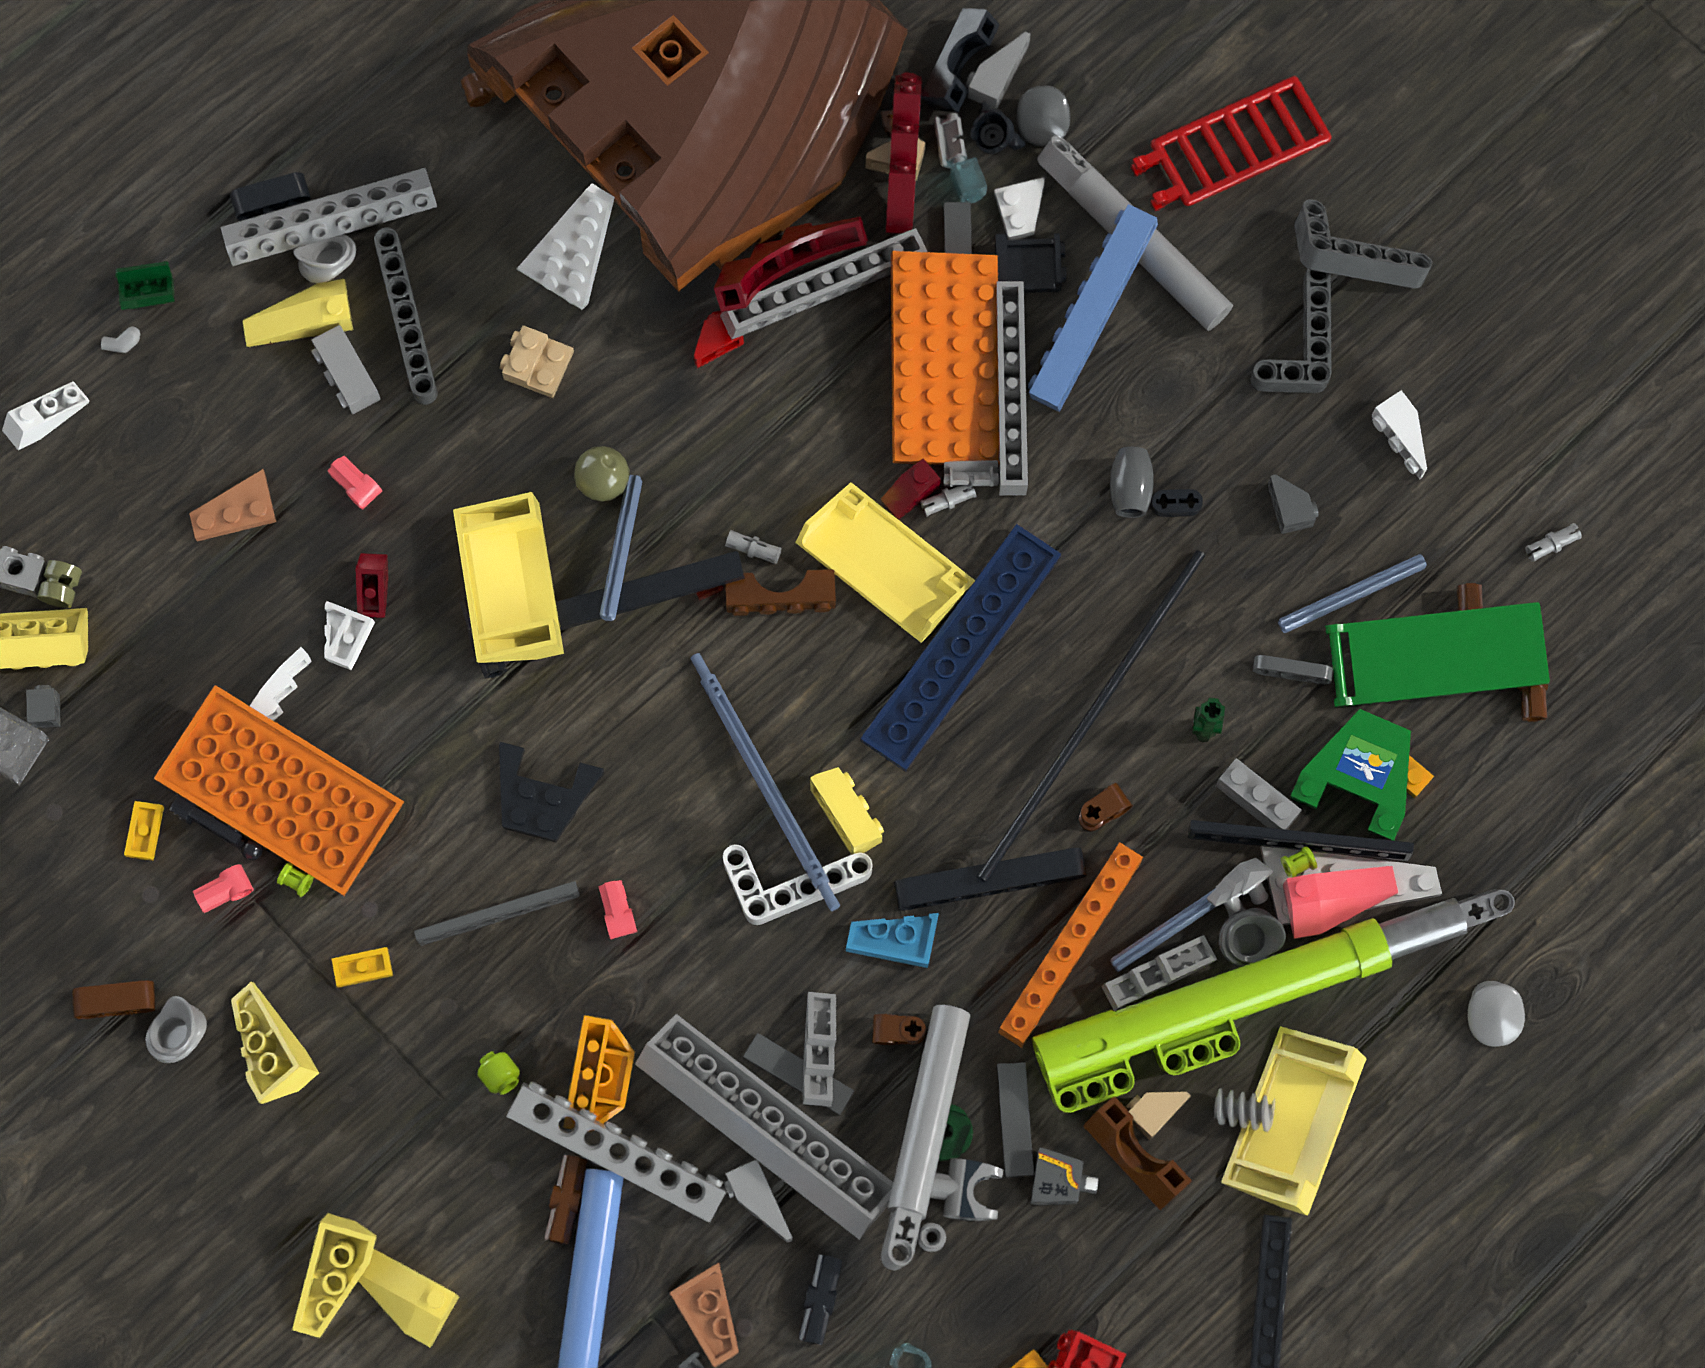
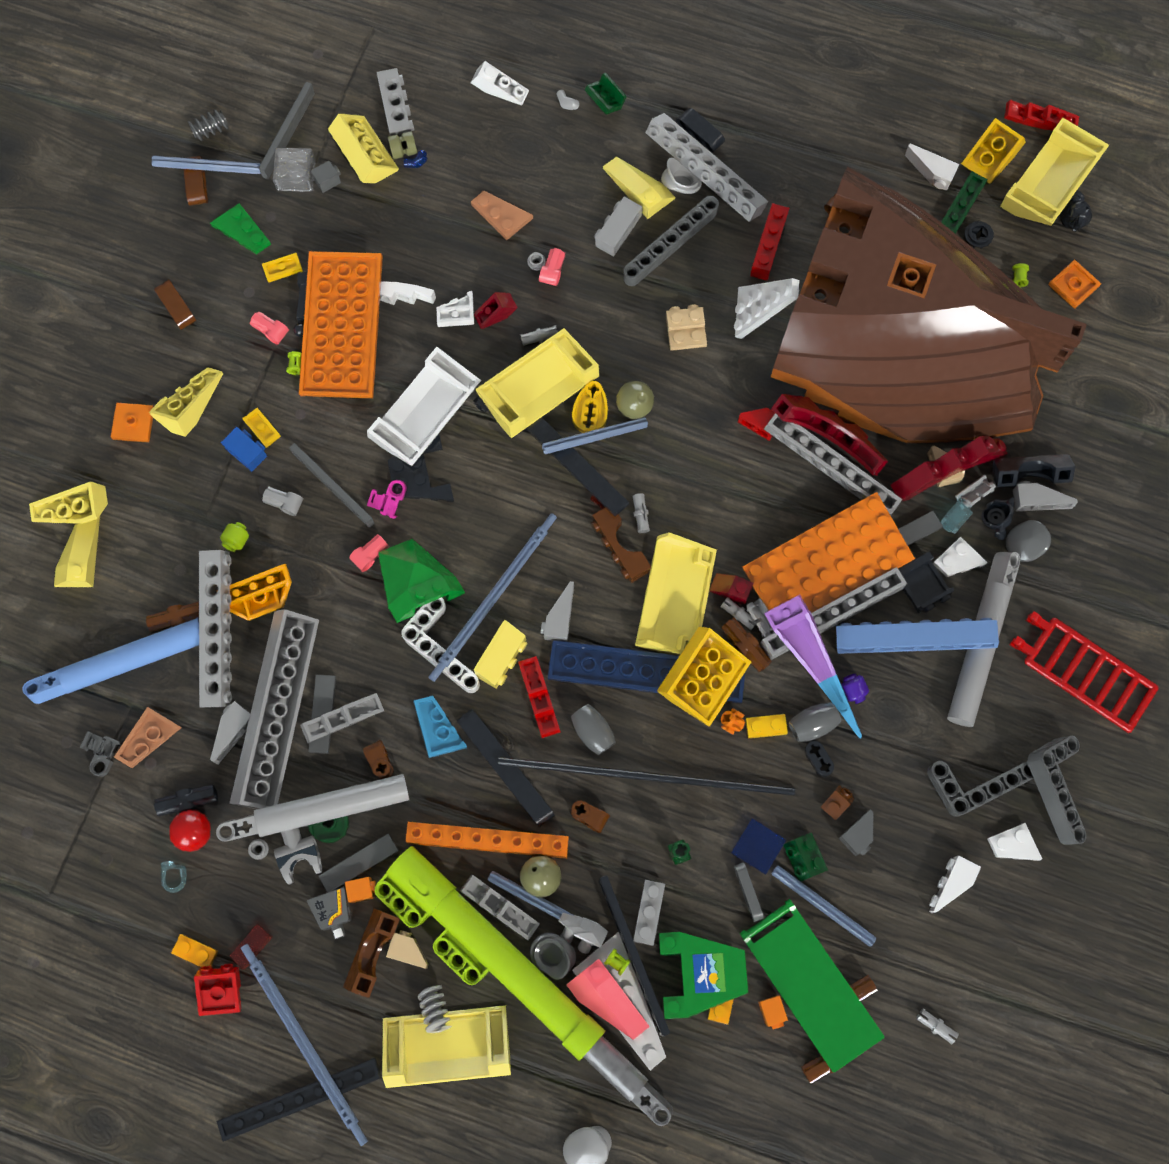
camera: 65 degrees right, 0 degrees up
(48, 858) = (241, 227): none -> green wing
(93, 580) = (418, 161): none -> clear blue arm
(175, 1031) = (172, 346): light grey piece -> none
(253, 1136) = (132, 422): none -> orange plate
(329, 491) = (536, 257): none -> light grey plate
(380, 1003) = (244, 449): none -> blue brick
(439, 548) = (538, 335): none -> light grey pin
(459, 742) = (424, 407): none -> white slope
(480, 196) = (769, 242): none -> red brick
(489, 982) = (286, 502): none -> light grey piece
(561, 854) = (387, 502): none -> dark pink piece
(572, 550) = (581, 408): none -> yellow piece
(686, 869) = (414, 579): none -> green wedge
(838, 718) = (558, 618): none -> light grey slope
(865, 1309) = (190, 830): none -> red piece
(922, 793) = (539, 697): none -> red slope
(992, 511) = (746, 644): none -> reddish brown piece
(1001, 747) = (593, 729): none -> dark grey piece
(1006, 579) = (704, 675): none -> yellow slope
(1020, 436) = (800, 634): none -> medium lavender plate
(1050, 1304) = (256, 940): none -> clear red slope
(1051, 1130) = (360, 889): none -> orange brick
(1078, 577) = (732, 721): none -> orange gear
(1104, 542) = (766, 726): none -> yellow plate
(1114, 414) = (855, 688): none -> dark purple head
(1149, 901) = (540, 876): none -> olive piece
(1205, 1289) = (304, 1045): none -> sand blue axle
(1240, 509) = (838, 802): none -> reddish brown bracket
(1244, 630) = (758, 846): none -> clear blue tile
(1285, 583) = (805, 857): none -> dark green bracket
(1392, 339) = (1015, 844): none -> white wing
(1445, 716) = (773, 1012): none -> orange brick

